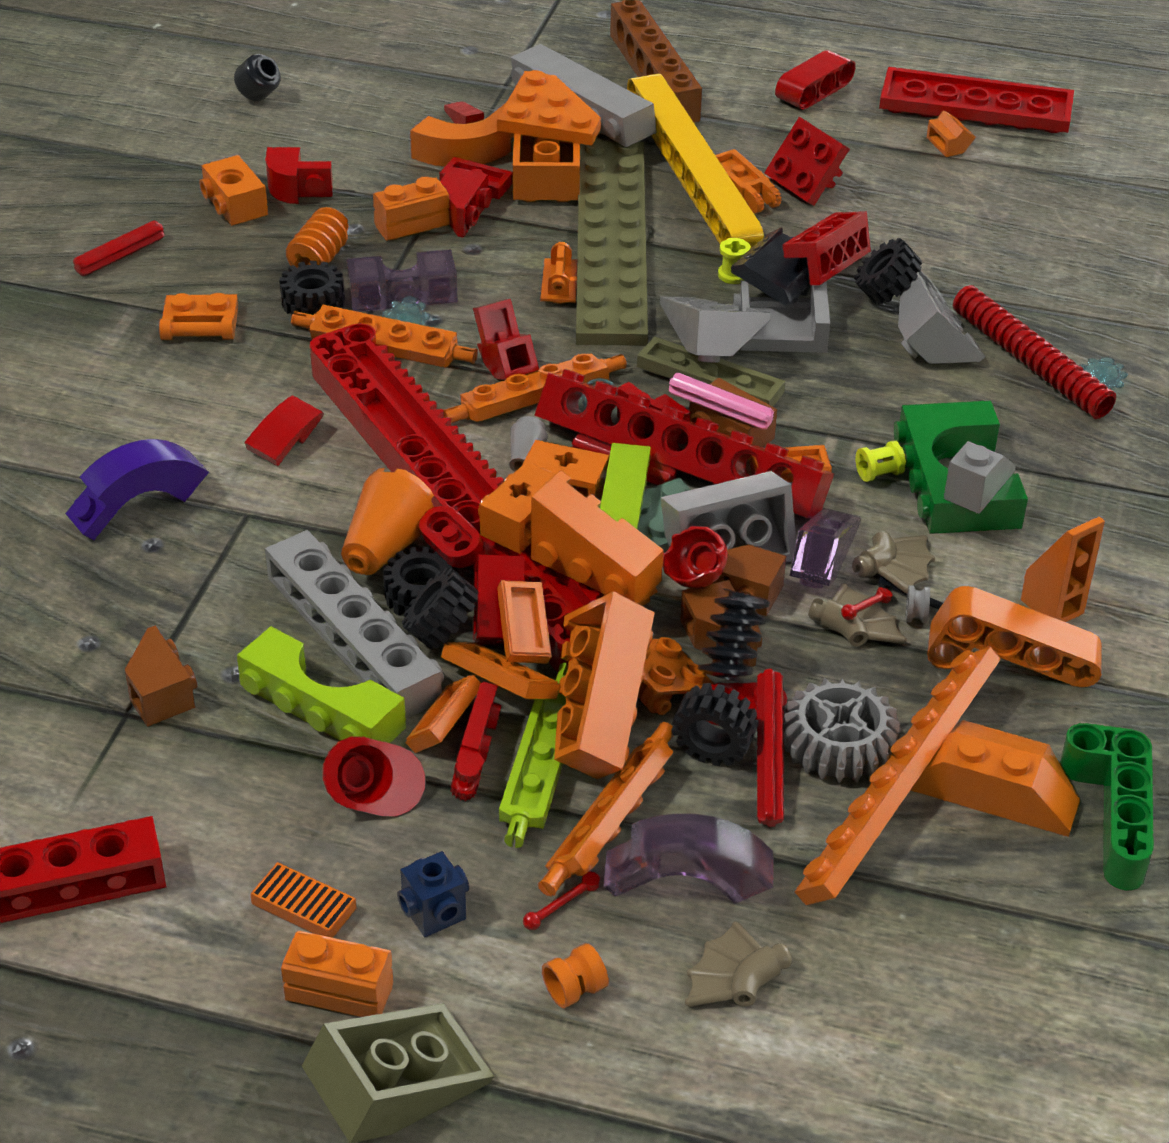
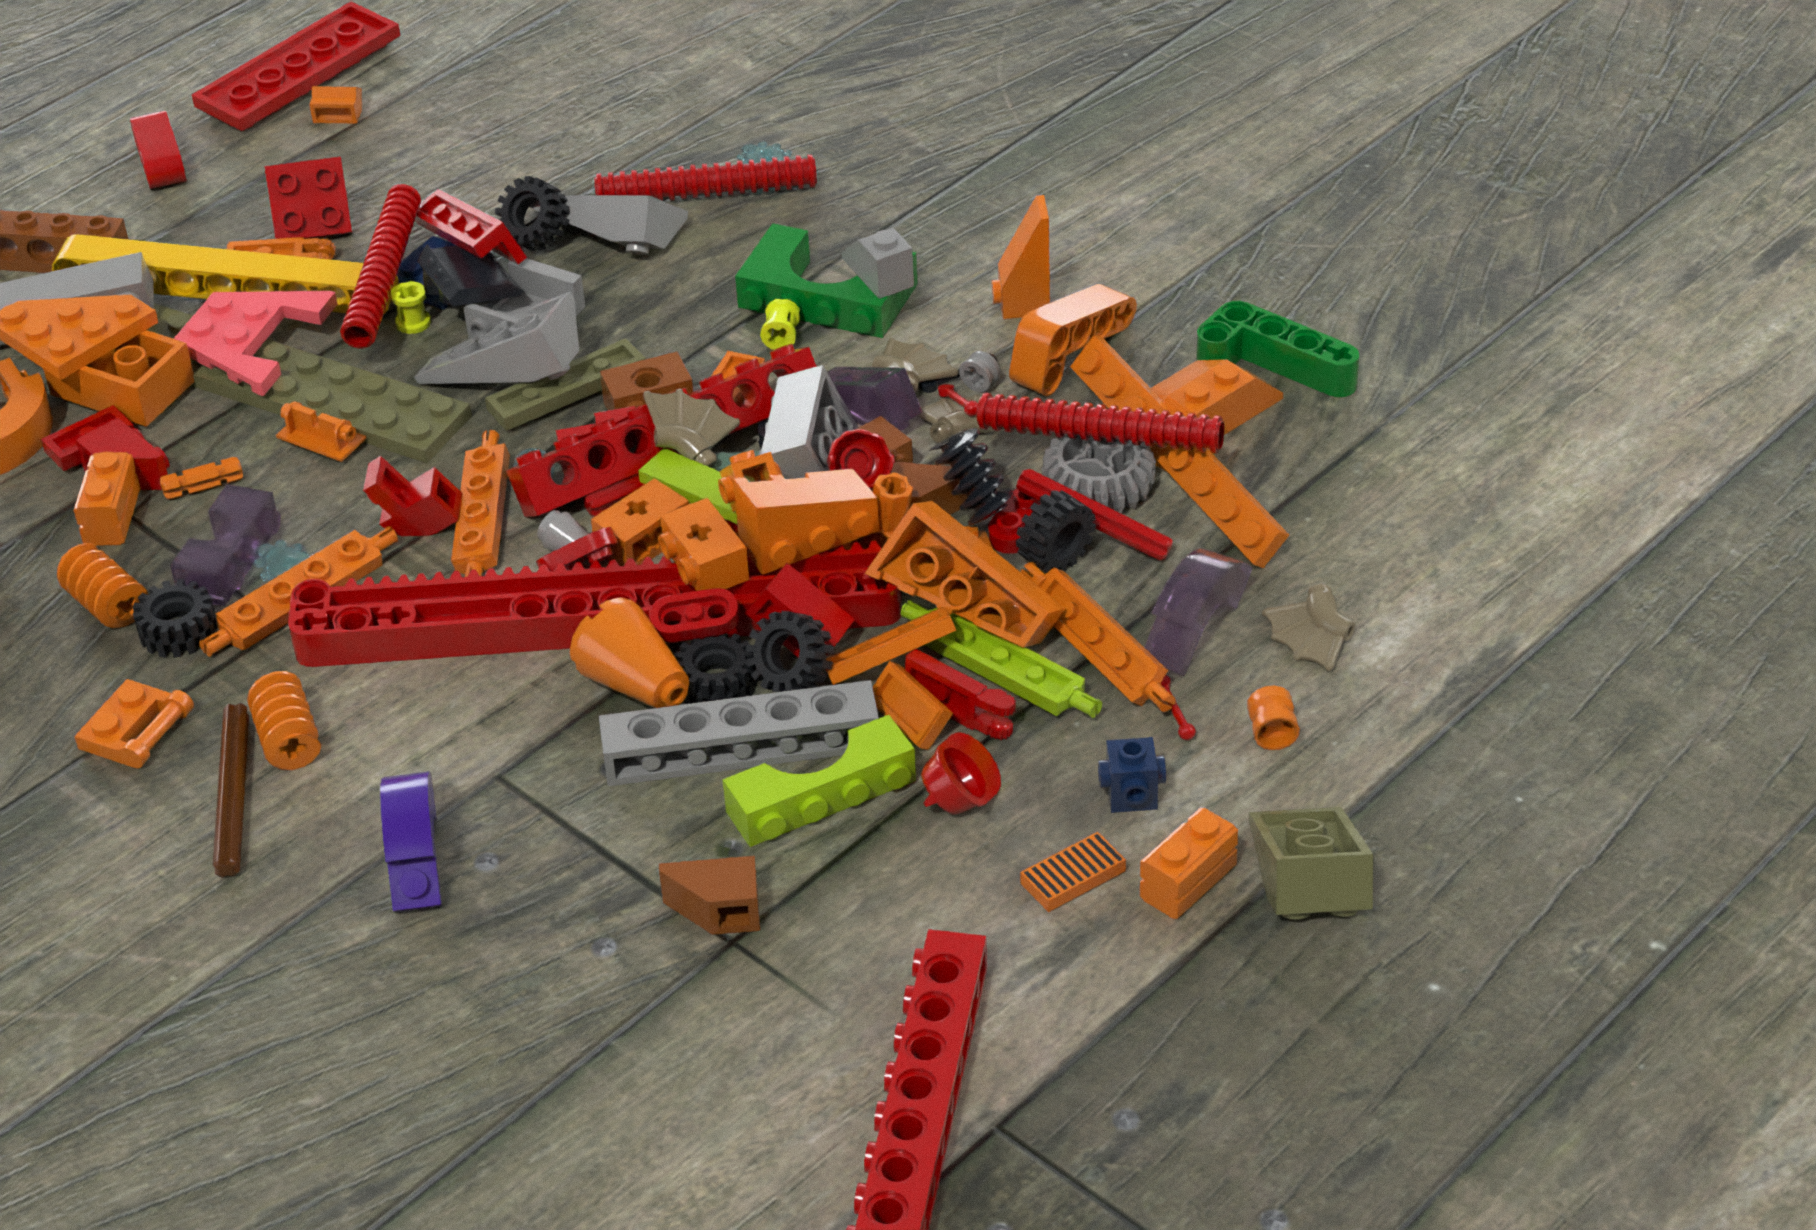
camera: 60 degrees left, 0 degrees up
(154, 387) = (231, 790): none -> reddish brown axle
(227, 378) = (283, 720): none -> orange piece
(282, 428) = (402, 702): red slope -> none
(473, 244) = (201, 478): none -> orange axle
(498, 451) = (590, 547): none -> red plate
(524, 622) = (855, 600): orange tile -> none
(617, 495) = (749, 466): none -> orange brick
(633, 186) = (236, 324): none -> coral wing
(662, 596) = (893, 503): none -> orange piece
(676, 446) = (688, 424): none -> dark tan arm
(721, 401) = (645, 377): bright pink axle -> none
(745, 218) = (380, 267): none -> red piece
(866, 698) = (1100, 423): none -> red piece

